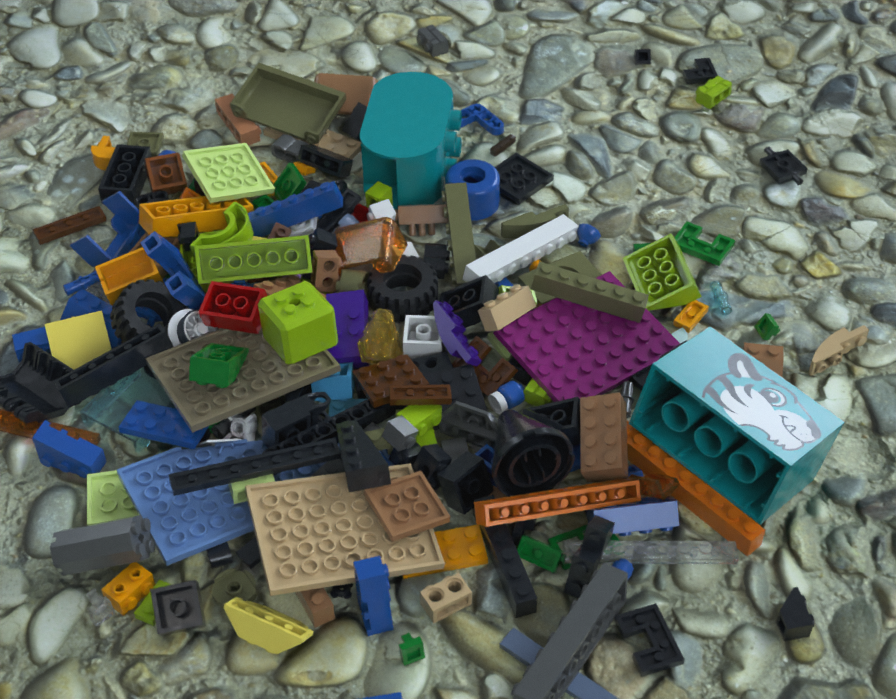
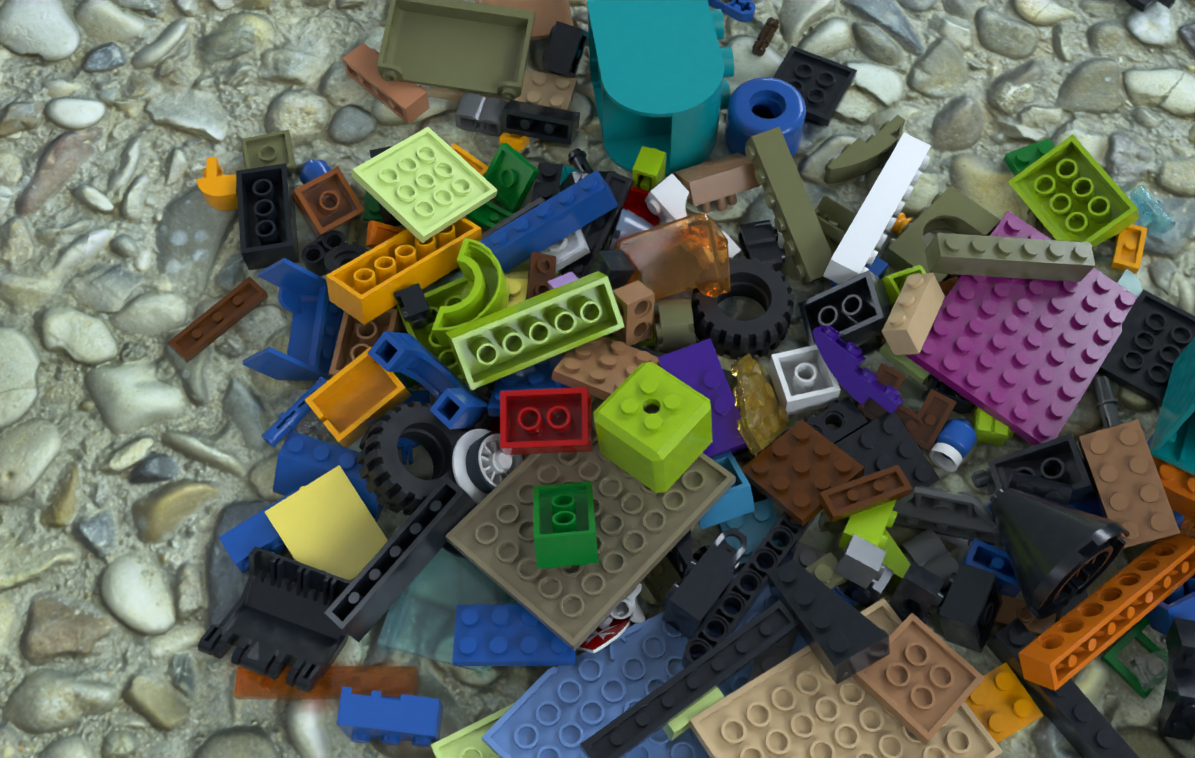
camera: 15 degrees left, 15 degrees up
(539, 553) = (1110, 687): green plate -> none
(587, 234) = (943, 155): blue brick -> none
(713, 253) = (1111, 141): green plate -> none

